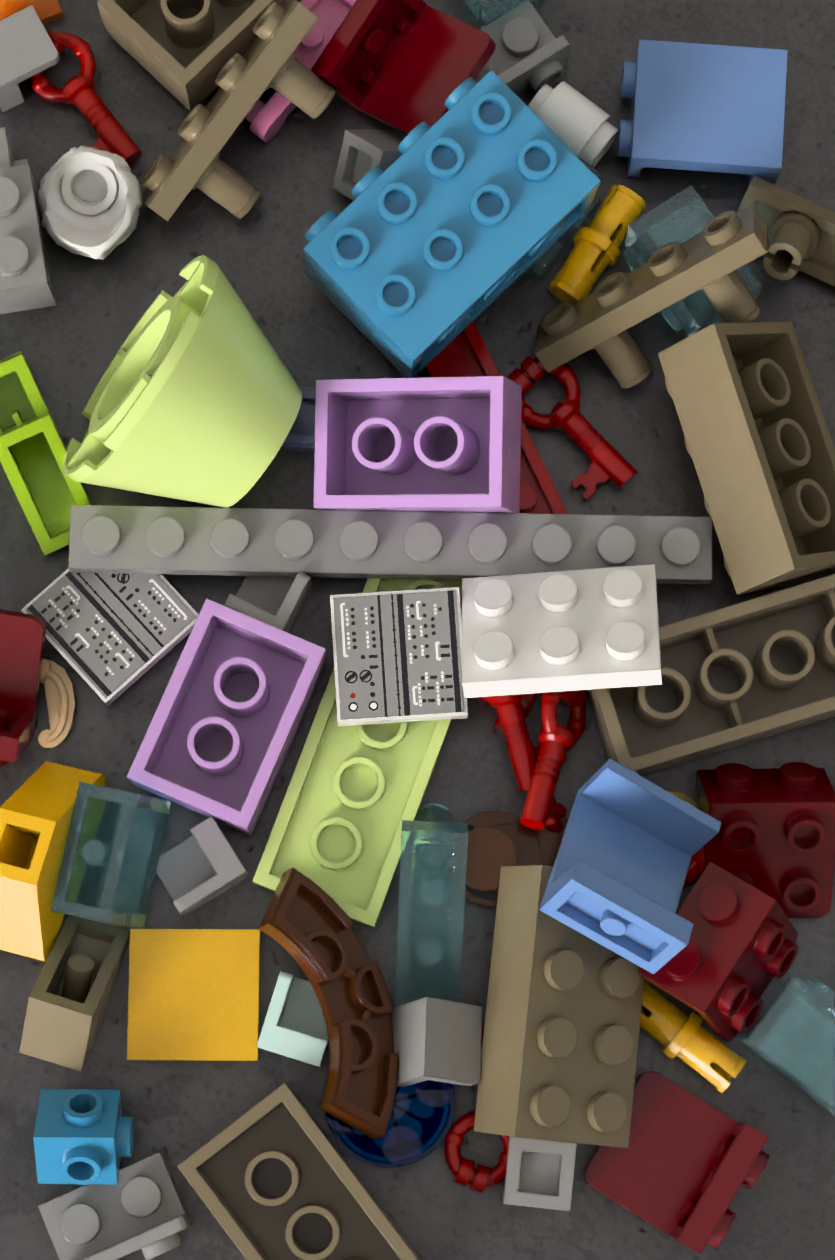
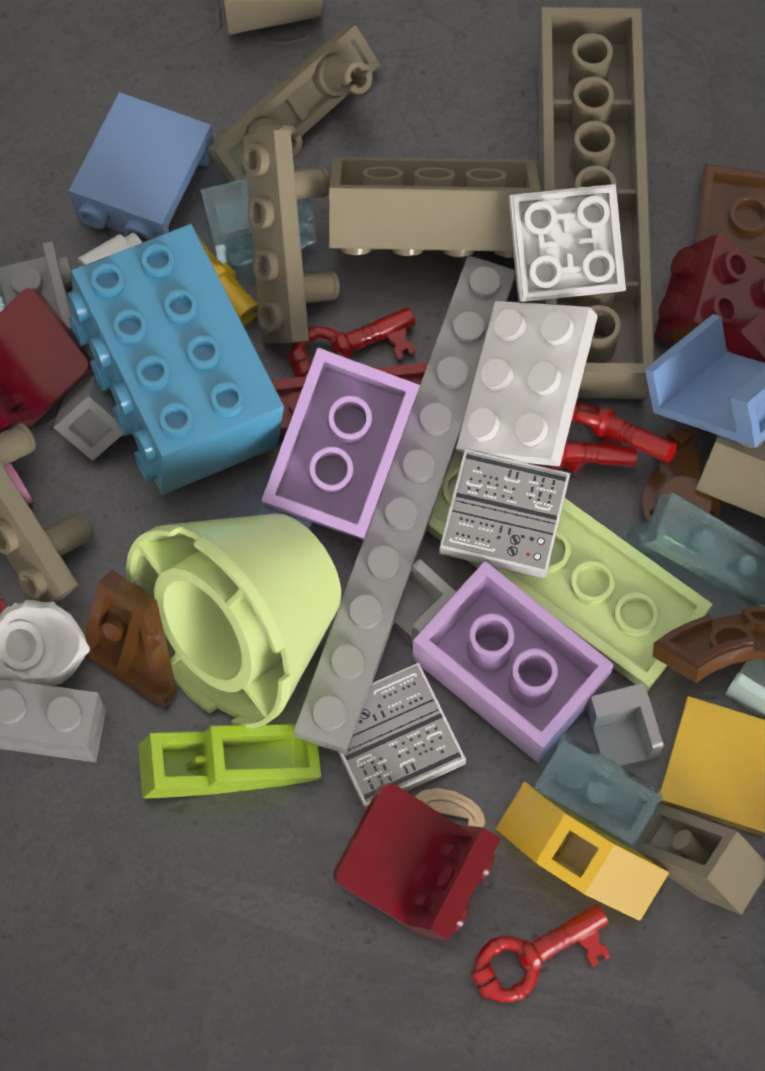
camera: 70 degrees left, 10 degrees down
(126, 295) = (130, 639): none -> reddish brown wing
(743, 621) = (567, 243): none -> white tile

